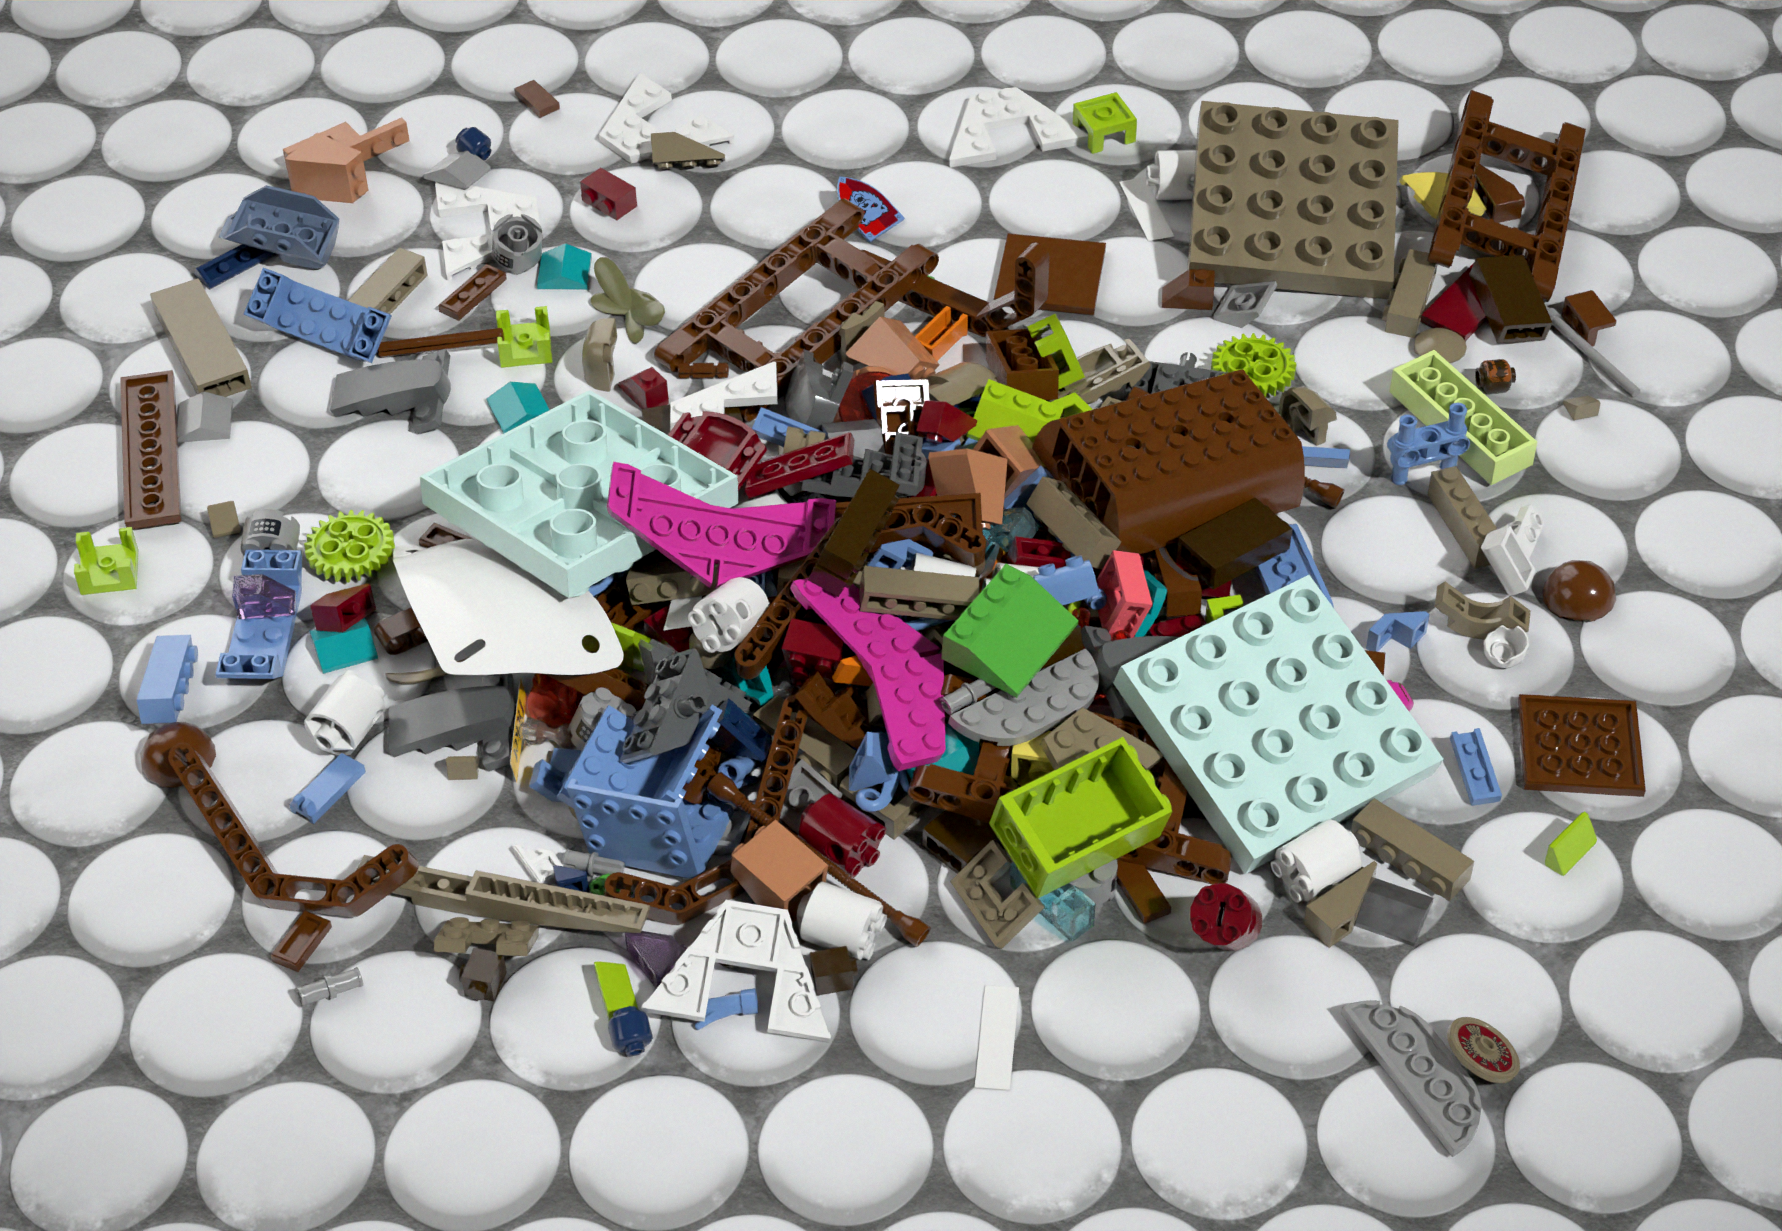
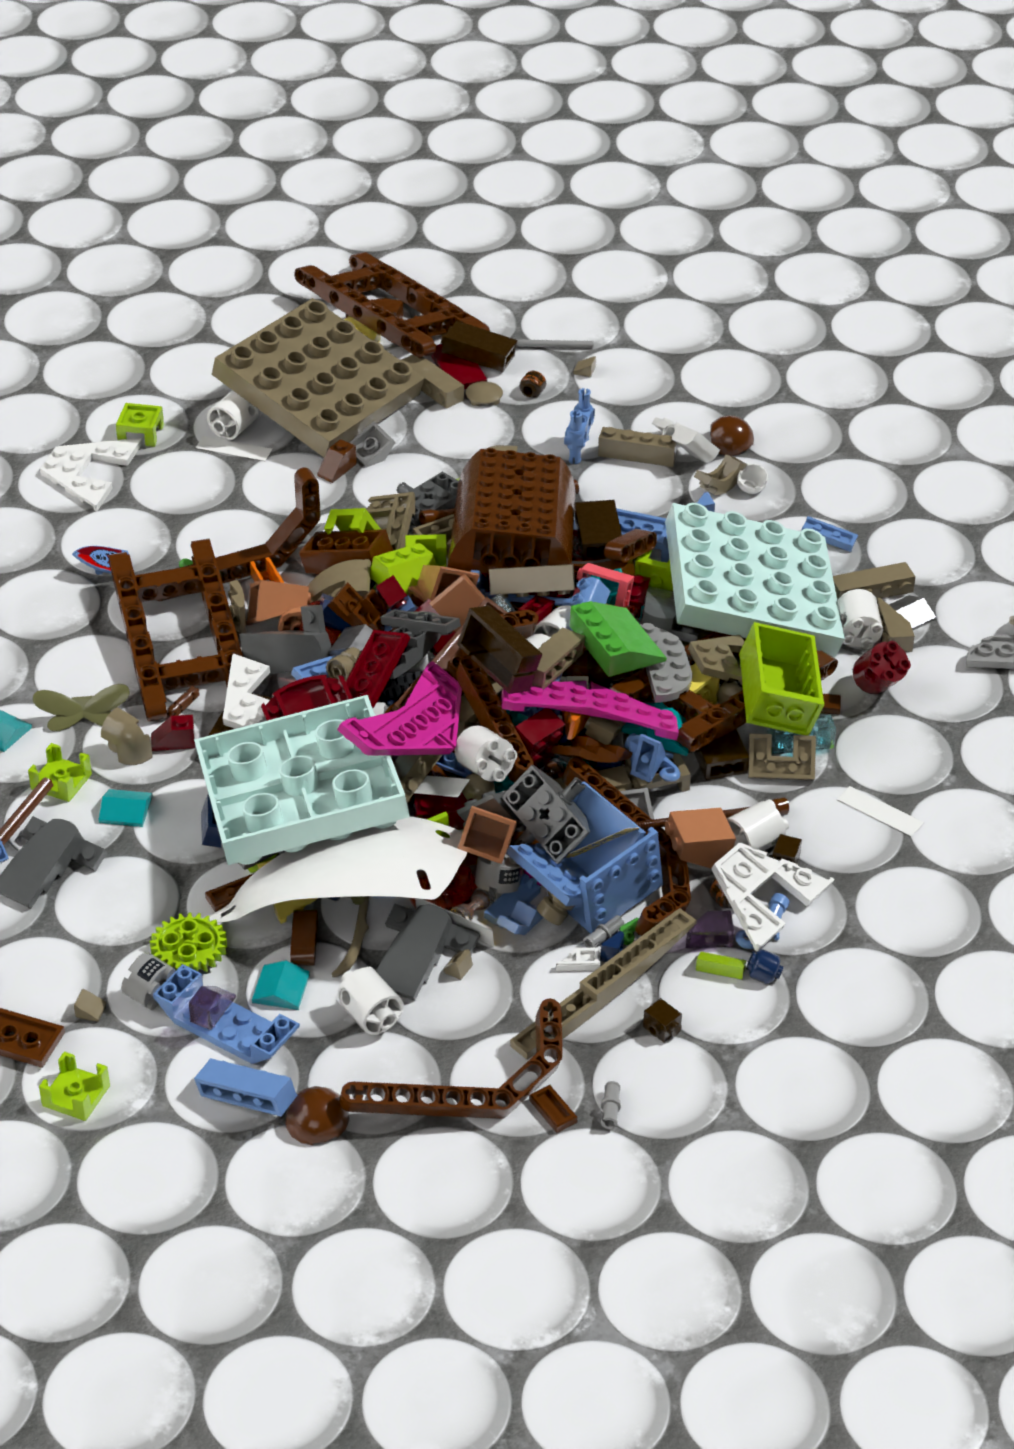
camera: 60 degrees left, 5 degrees down
(327, 787) = (418, 1043): medium blue hinge -> none
(343, 608) = (255, 969): dark red slope -> none
(510, 939) = (626, 1012): dark tan plate -> none
(609, 674) = (487, 834): none -> nougat slope
(654, 774) = (600, 842): none -> sticker
(841, 833) = (681, 795): dark red cylinder -> none
(965, 695) = (641, 684): light grey axle -> none
(1073, 271) = (250, 511): reddish brown tile -> none
(1220, 588) = (630, 545): none -> reddish brown beam
(1262, 360) = (428, 462): lime gear -> none
(1497, 442) = (552, 408): yellowish green brick -> none
(1571, 845) = (911, 529): lime slope -> none
(1581, 745) = (841, 492): reddish brown tile -> none
(1587, 315) = (520, 327): reddish brown panel -> none

